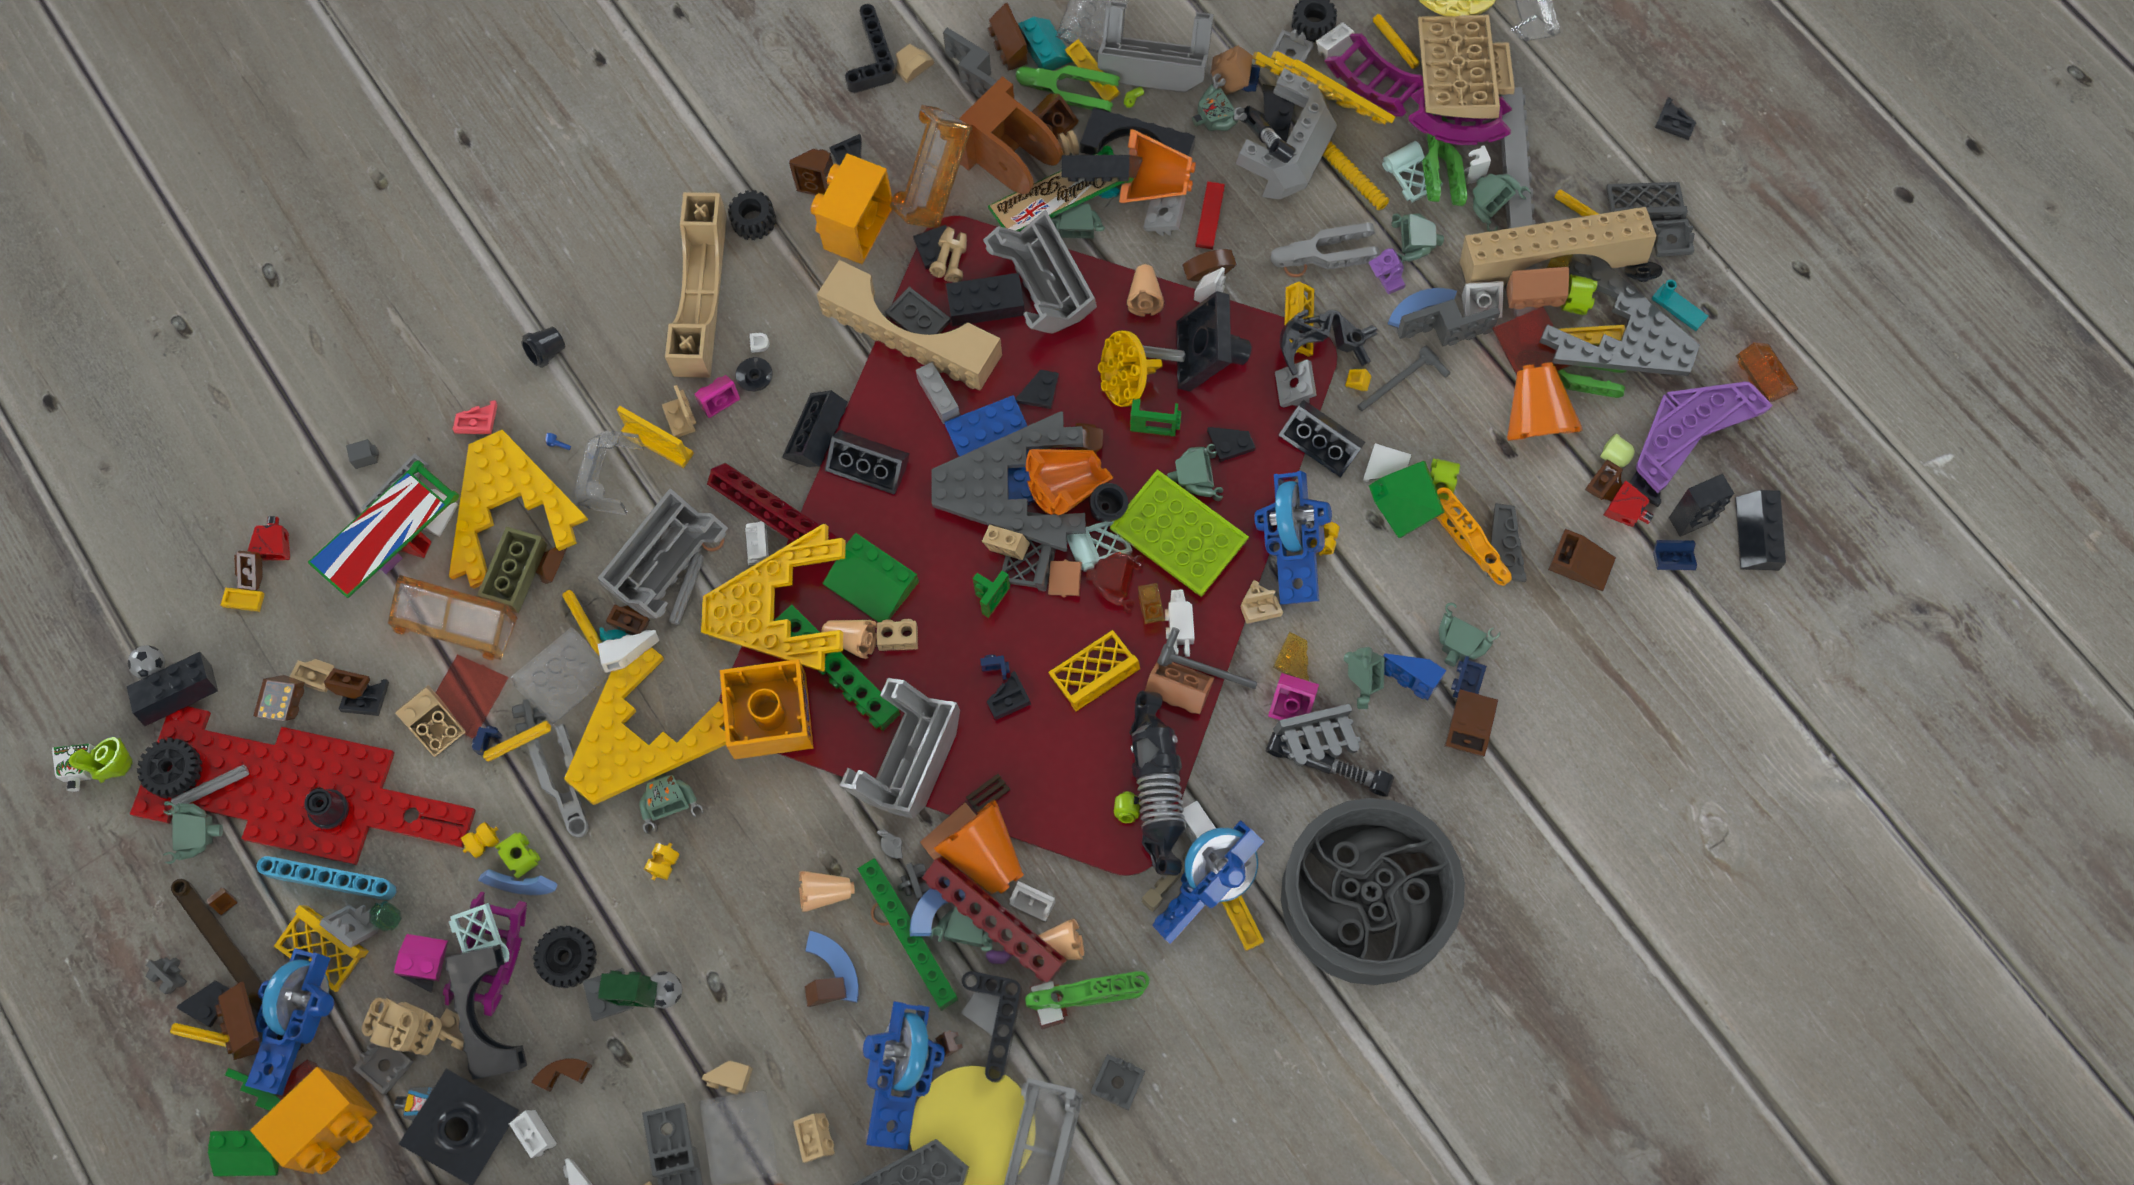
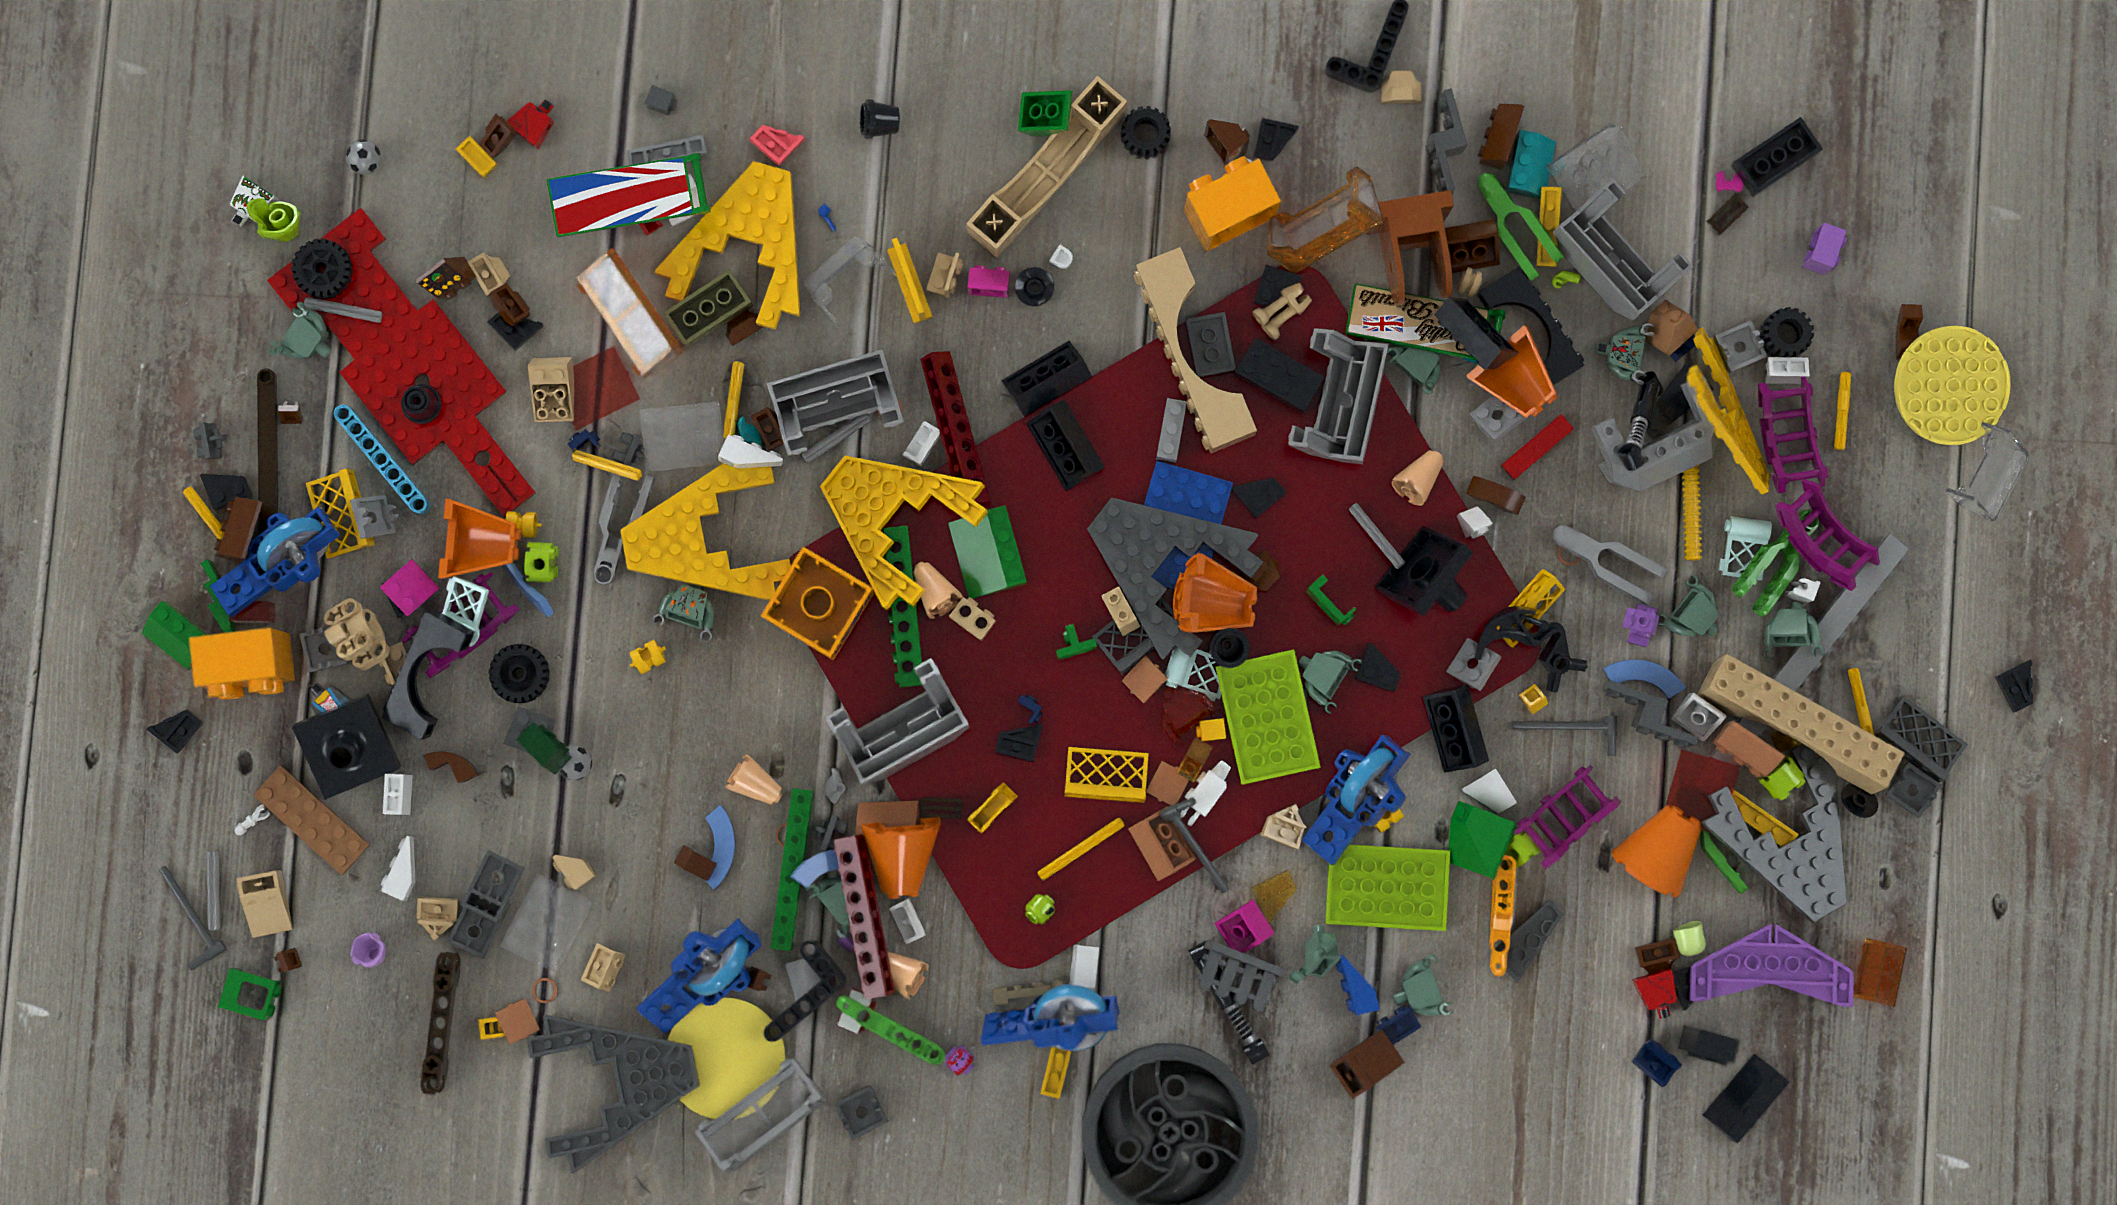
camera: 35 degrees right, 15 degrees up
(172, 689) = (368, 198): black brick -> none
(385, 916) = (405, 529): clear green head -> none
(449, 874) = (476, 540): none -> orange cone
(665, 250) = (1044, 112): none -> green slope
(1026, 761) = (992, 807): none -> yellow piece
(1120, 741) = (1081, 848): none -> yellow axle
(1125, 368) = (1339, 540): yellow bracket -> none
(1145, 574) = (1211, 730): none -> yellow brick
(1146, 640) = (1167, 784): none -> nougat piece
(1158, 774) = (1083, 904): black piece -> none
(1162, 976) = (959, 1060): none -> medium lavender head
(1373, 588) = (1389, 888): none -> lime plate
(1463, 66) = (1872, 490): tan slope -> none
(1469, 459) = (1573, 834): none -> magenta fence
(1582, 560) = (1576, 1005): reddish brown slope -> none
(1679, 306) = (1862, 855): teal piece -> none

